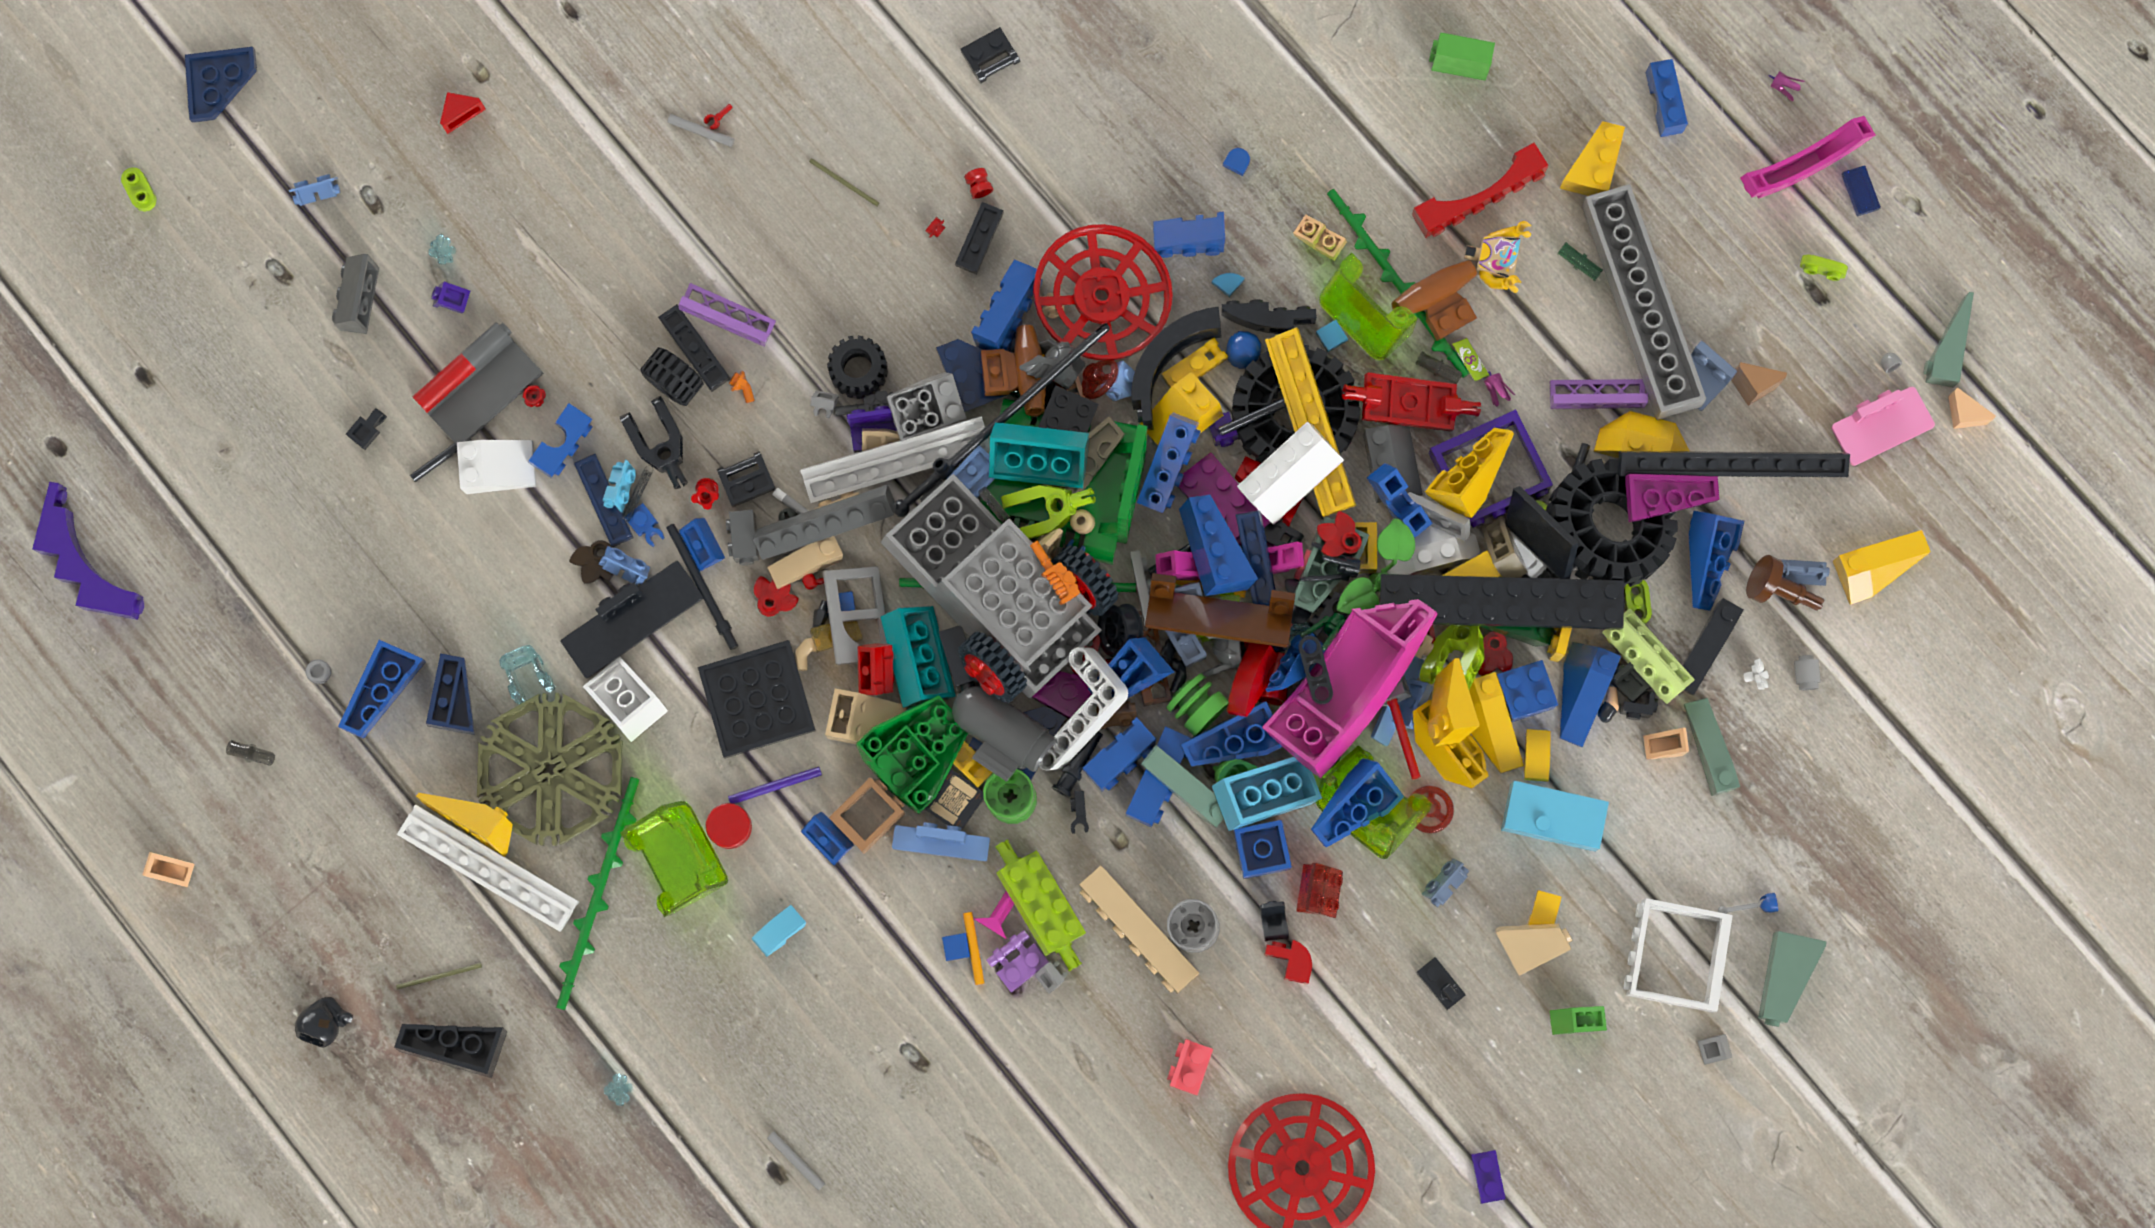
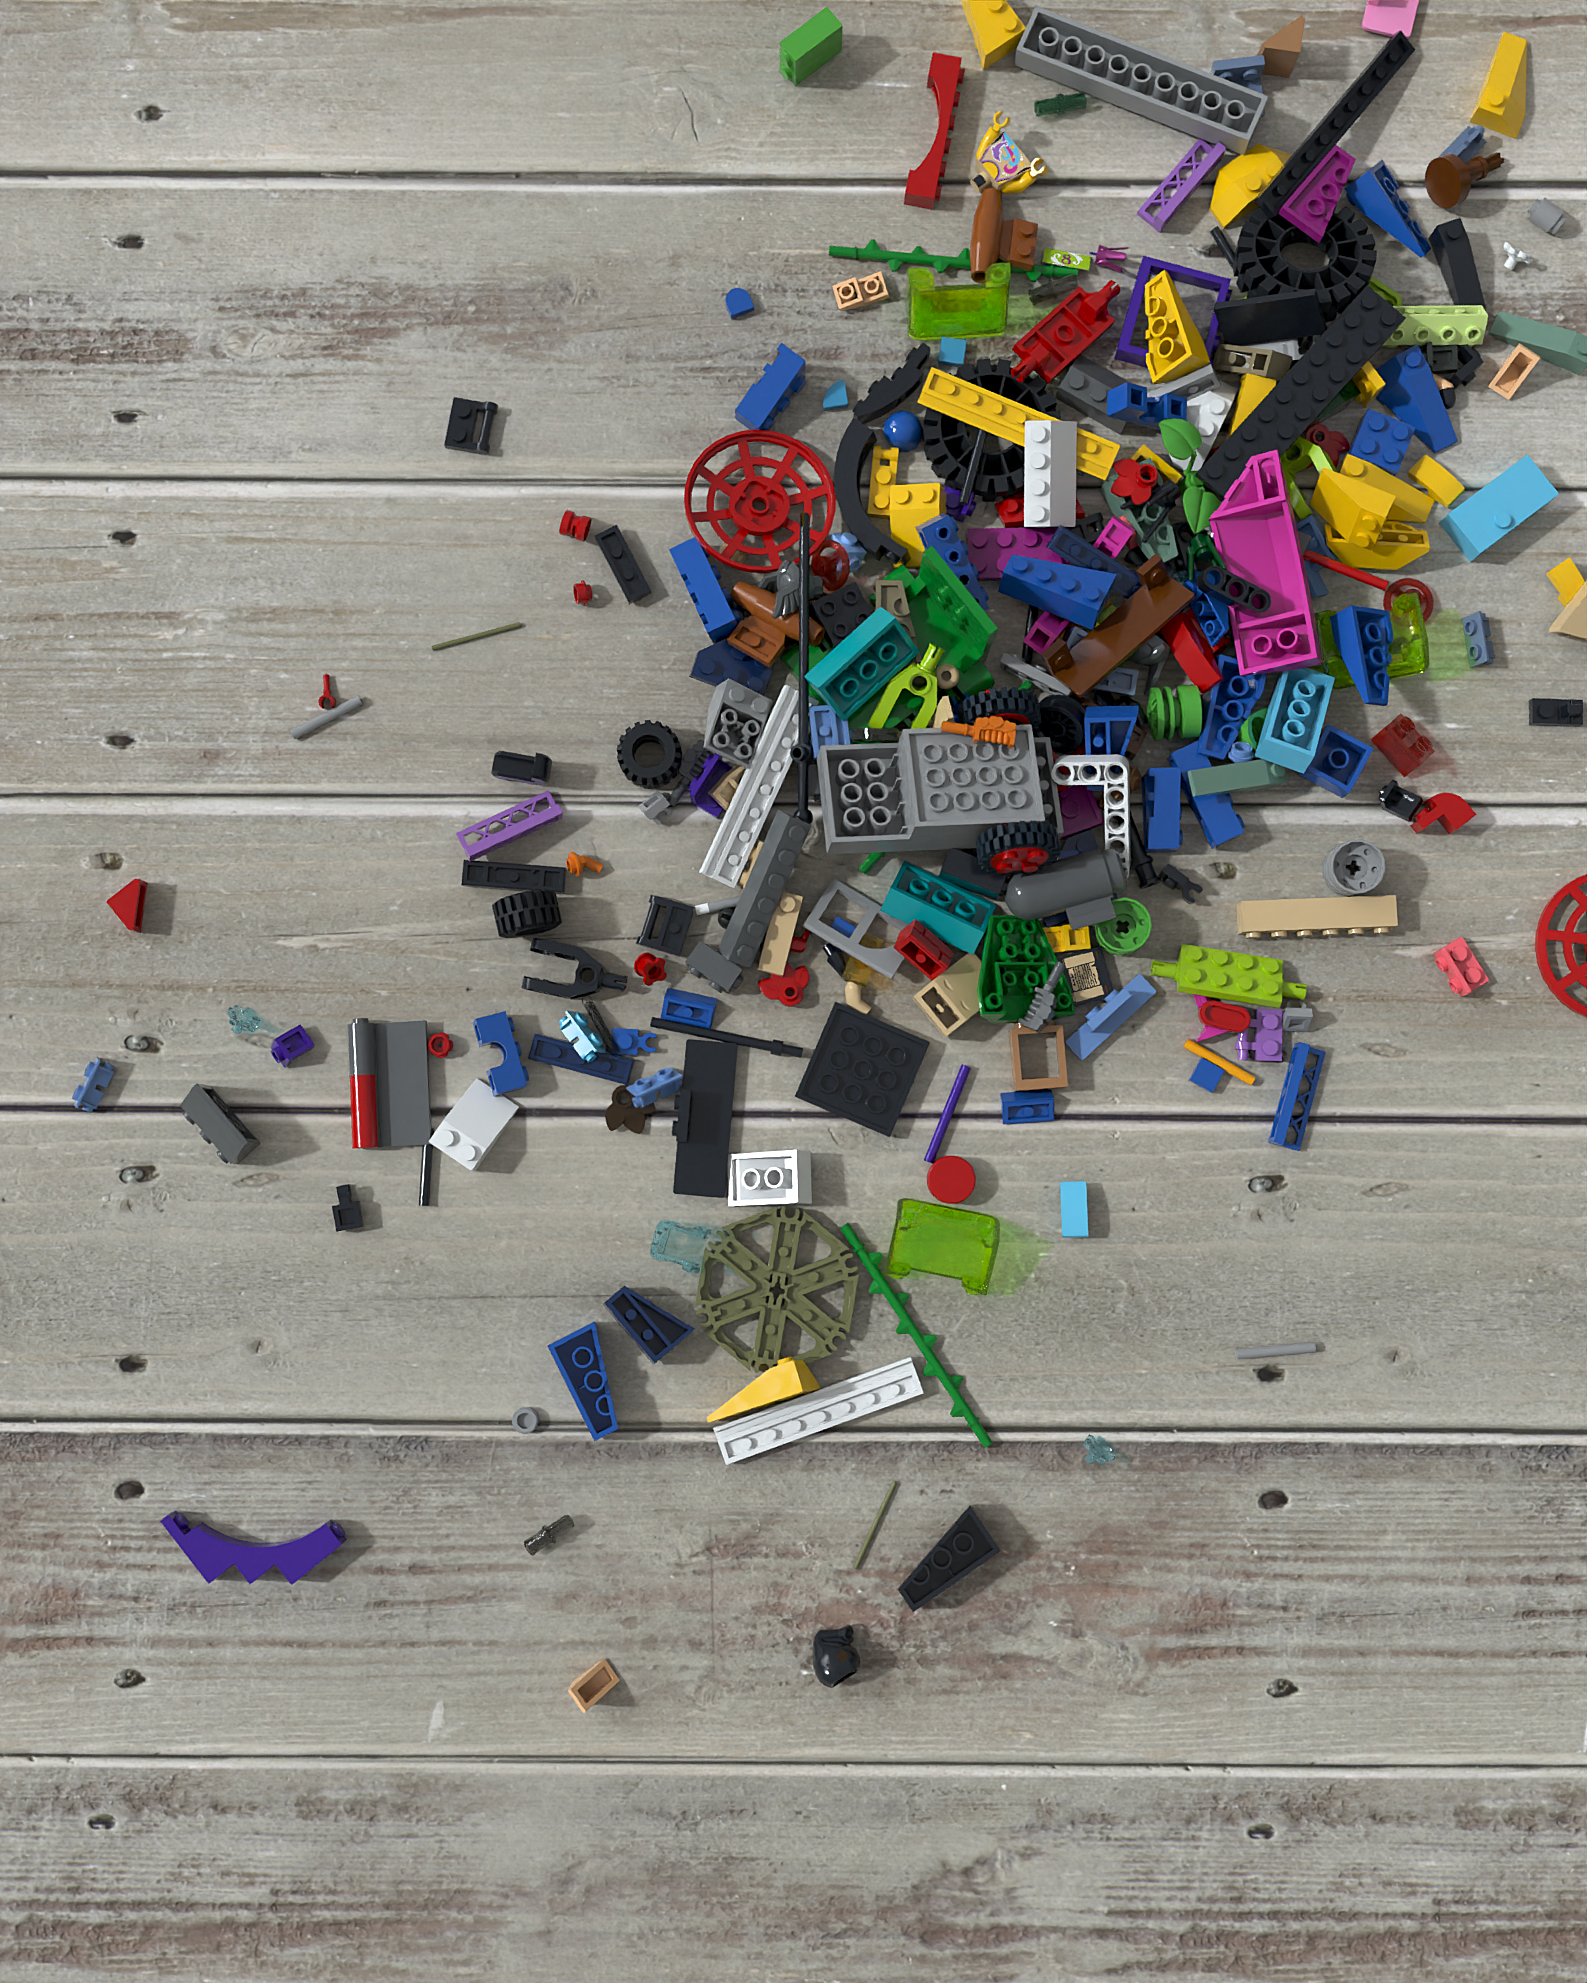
camera: 55 degrees left, 5 degrees up
(774, 288) = (522, 767): none -> black animal
(907, 785) = (1045, 1001): none -> dark grey piece
(990, 1016) = (1295, 1072): none -> blue fence
(1006, 922) = (1224, 1016): none -> red tile
(1207, 774) = (1241, 752): none -> medium blue plate

